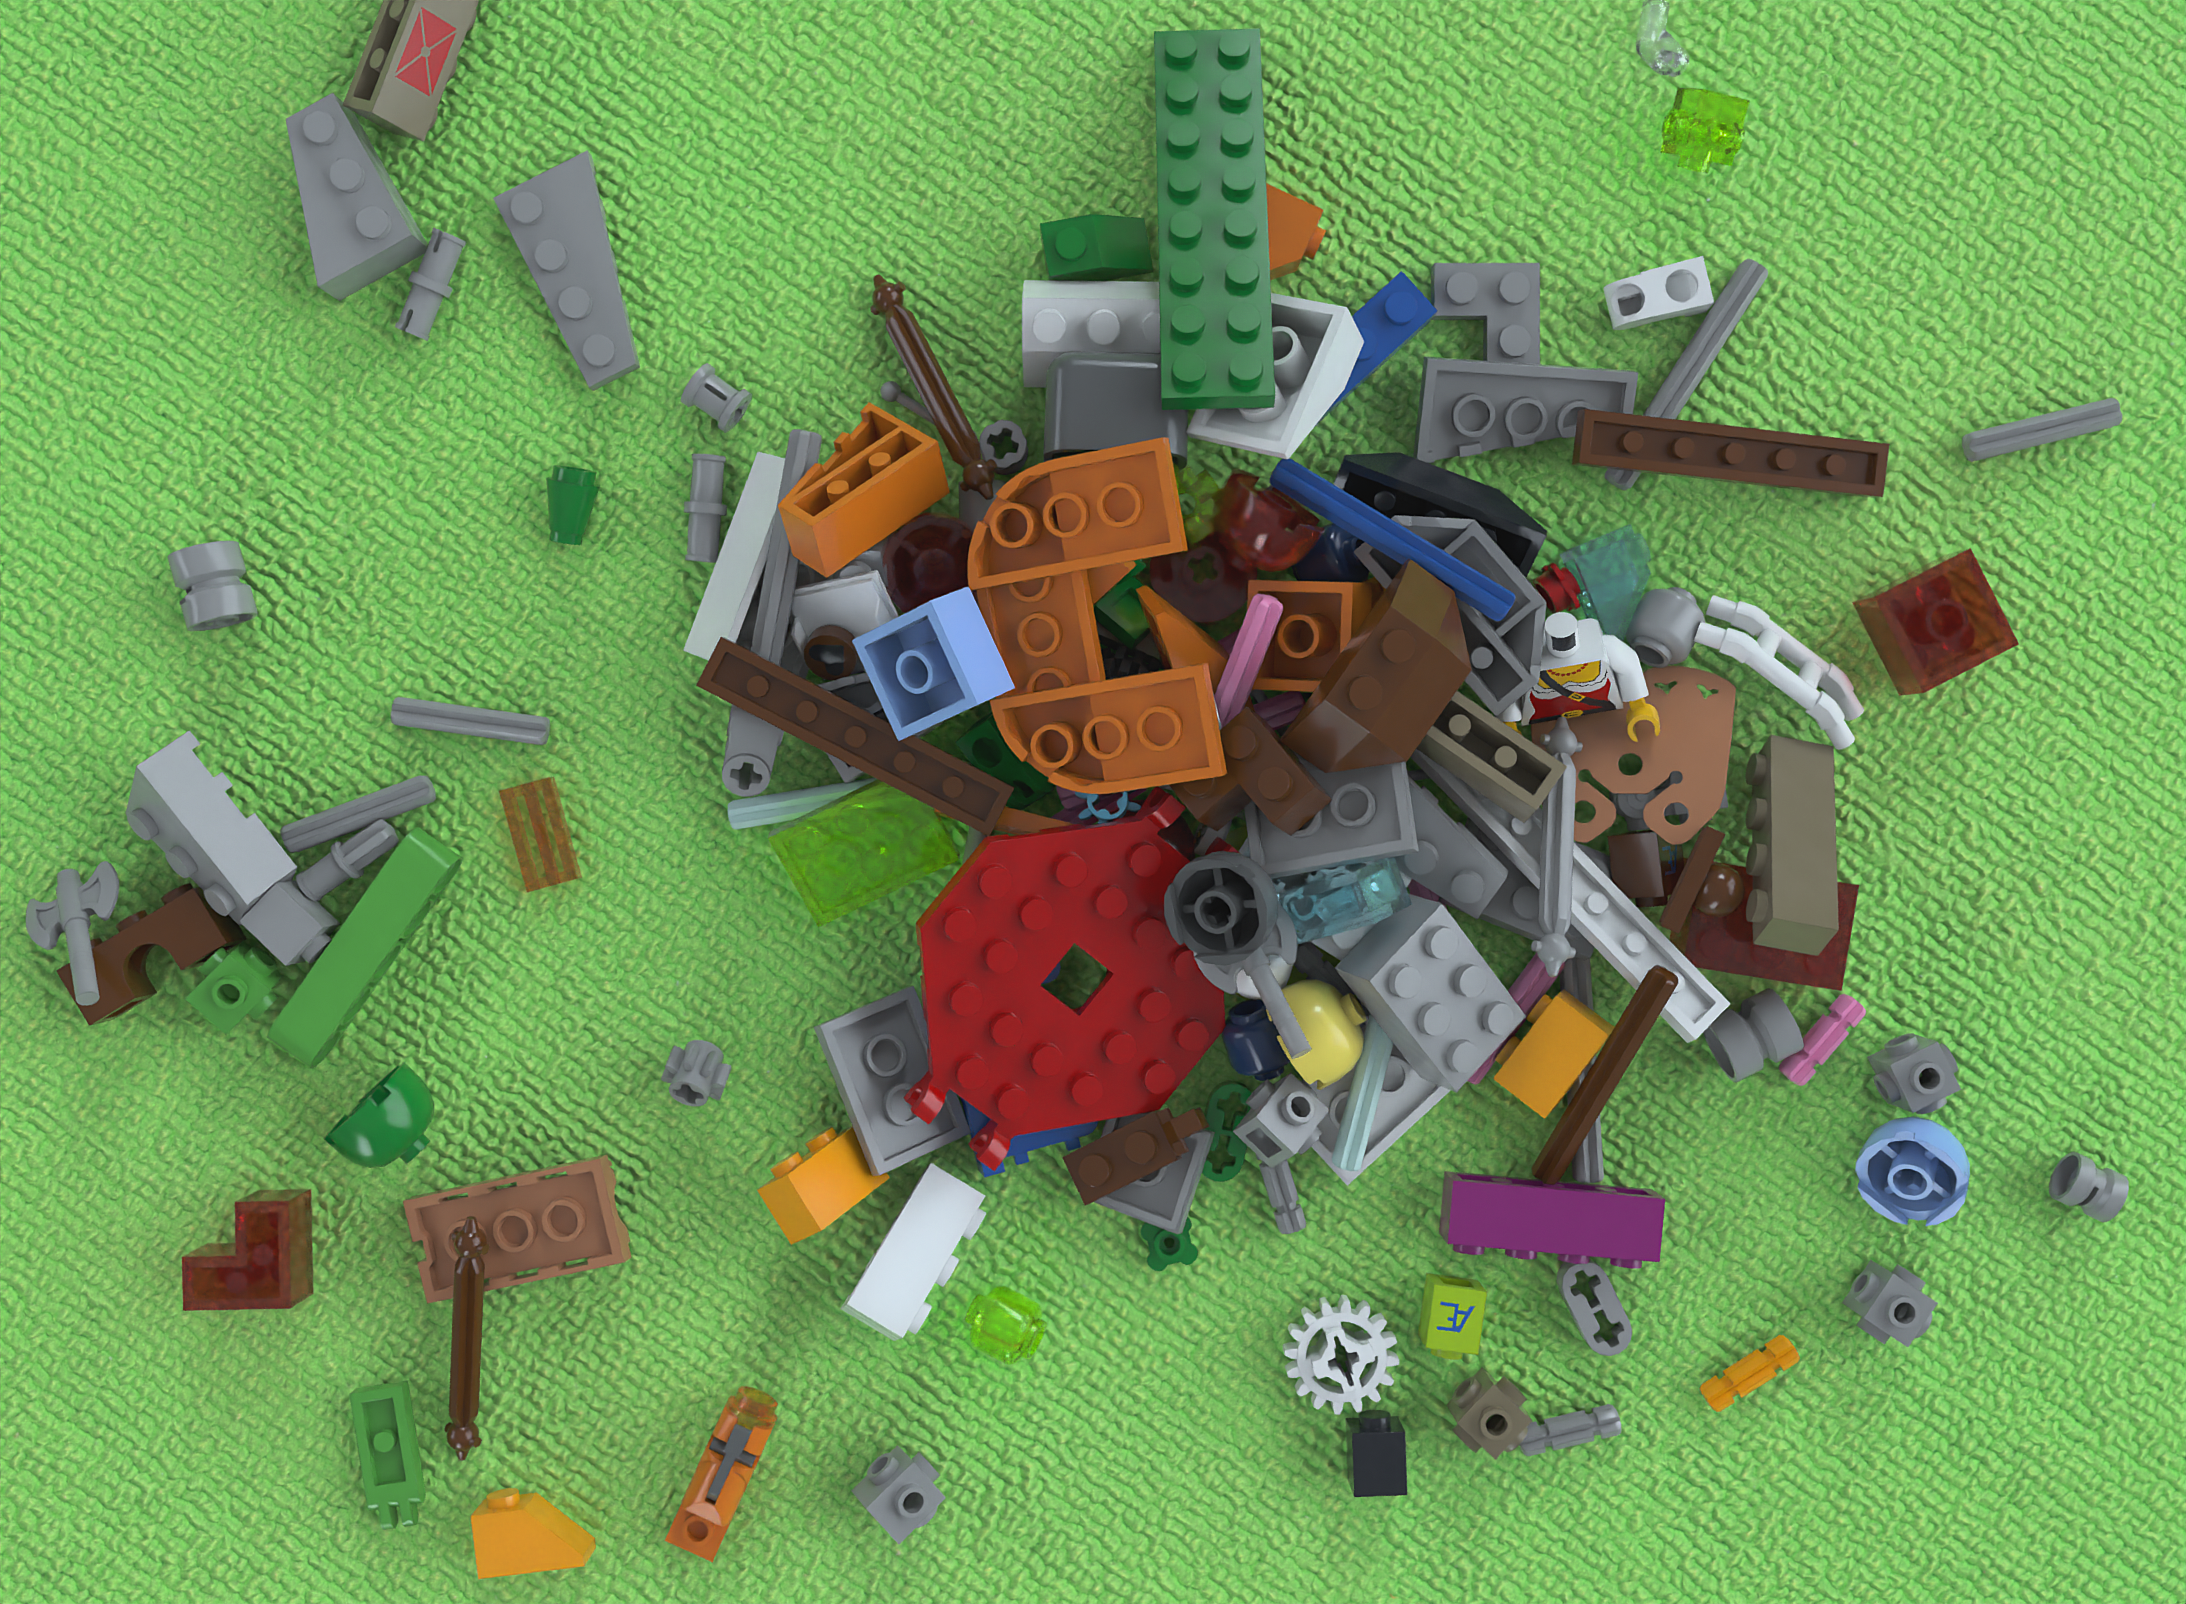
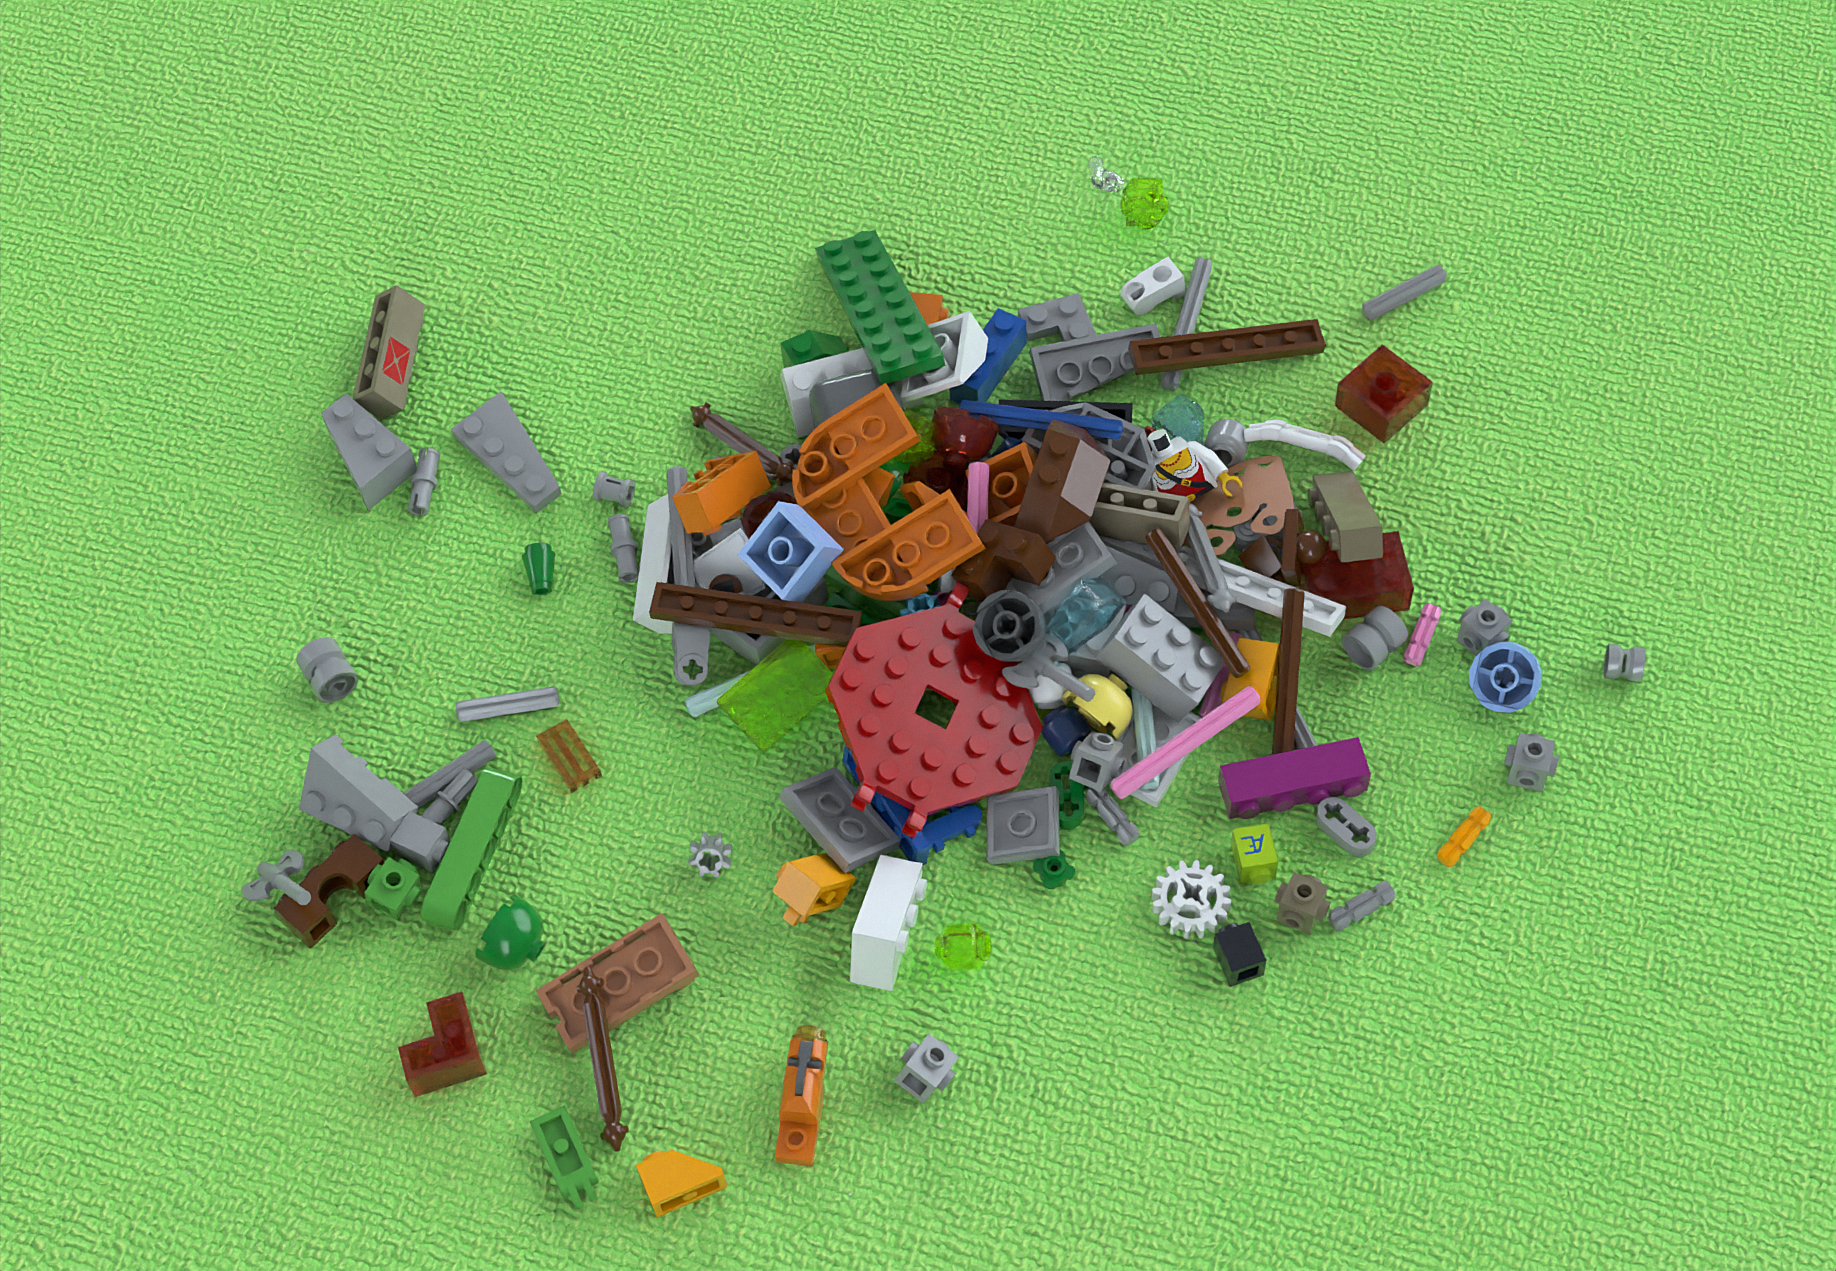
camera: 15 degrees left, 30 degrees down
(1132, 1152) = (1010, 812): reddish brown hinge -> none
(1417, 1138) = (1185, 742): none -> bright pink axle
(1515, 932) = (1197, 603): none -> reddish brown axle

